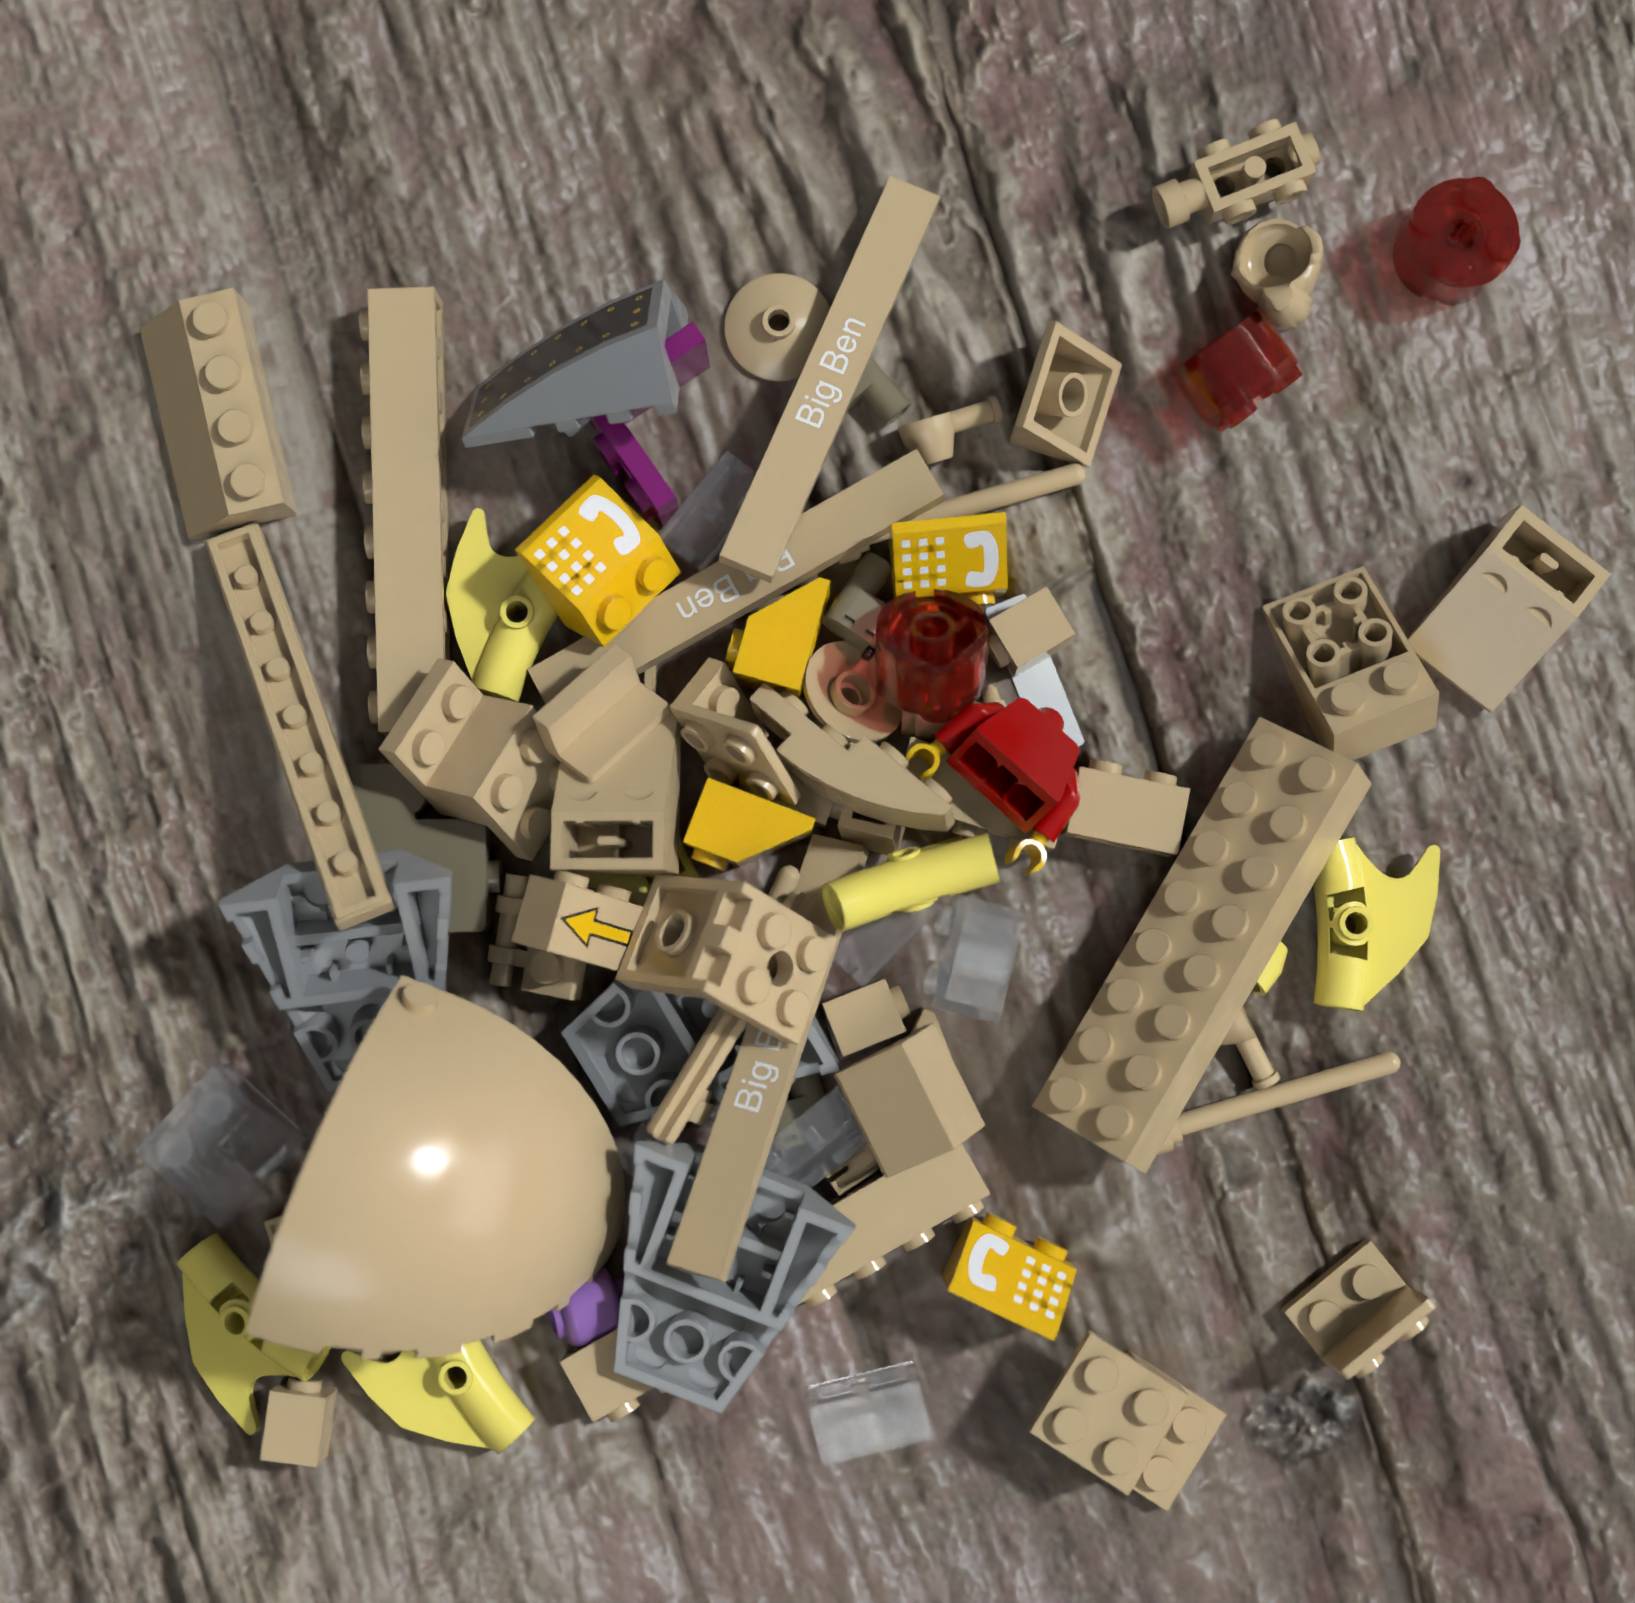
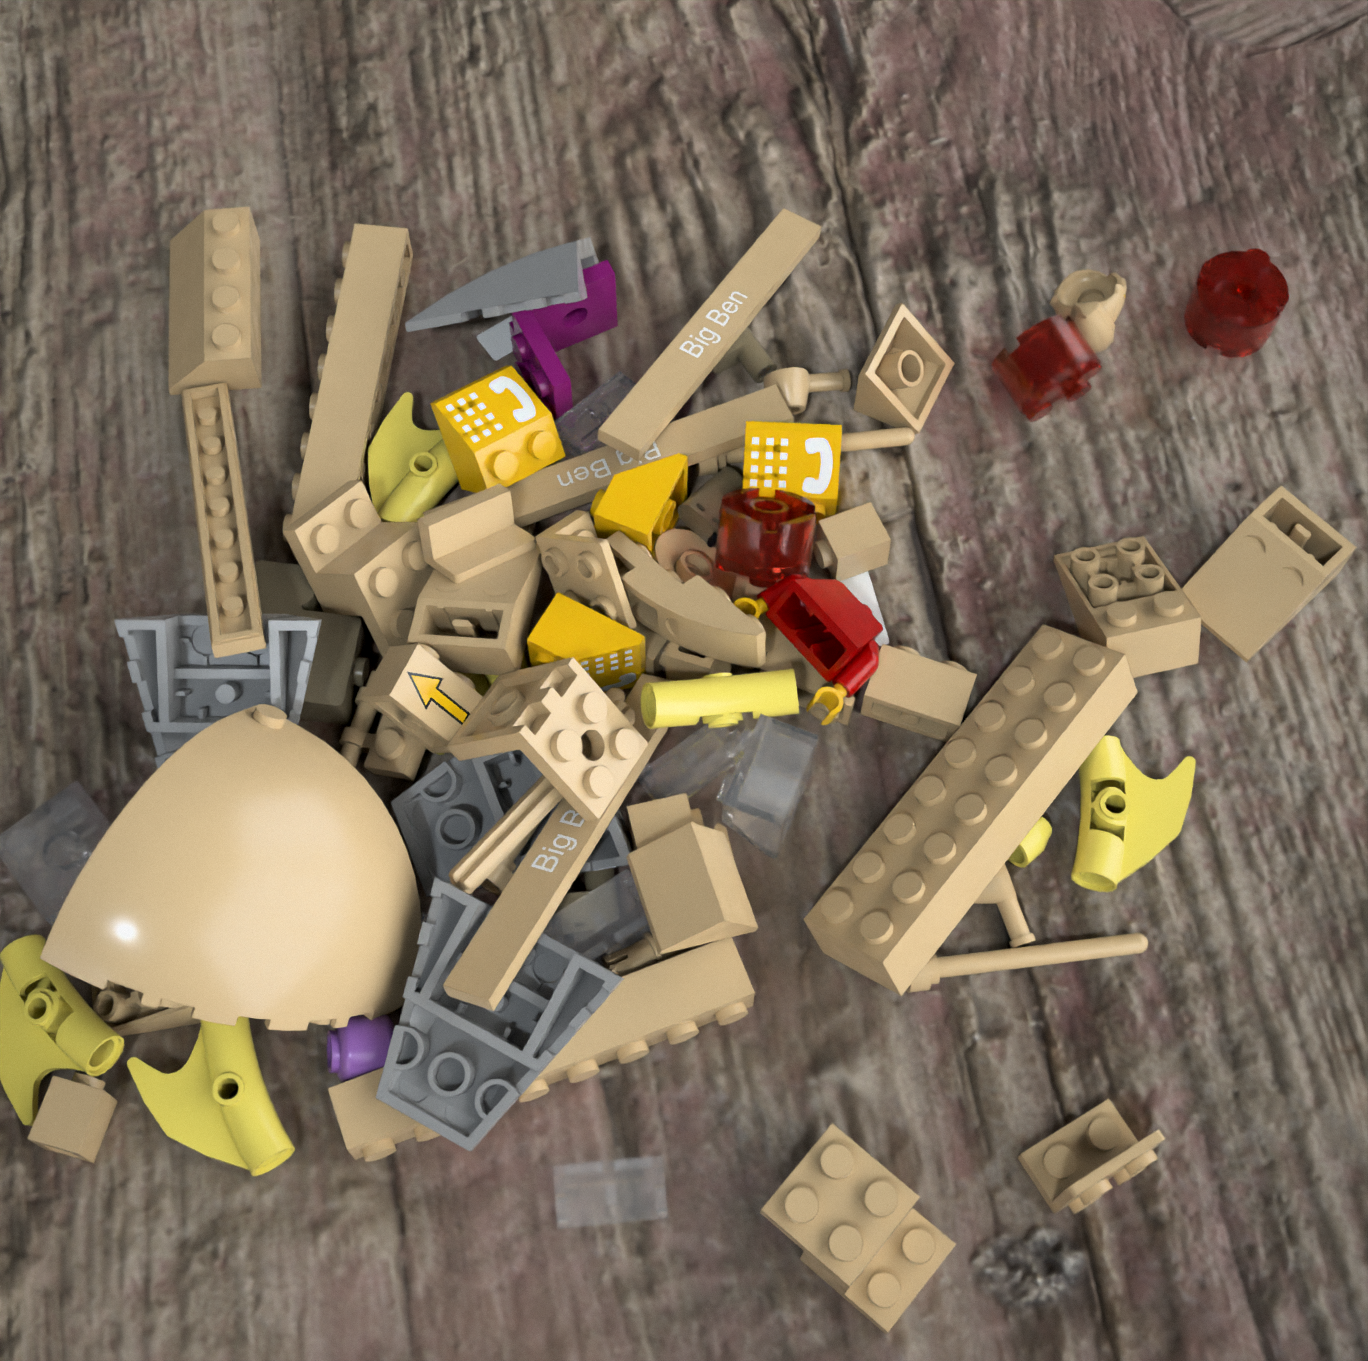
camera: 10 degrees right, 20 degrees down
(768, 352) = (661, 313): tan dish -> none
(1010, 1274) = (762, 1073): yellow slope -> none
(1244, 173) = (1064, 238): tan brick -> none

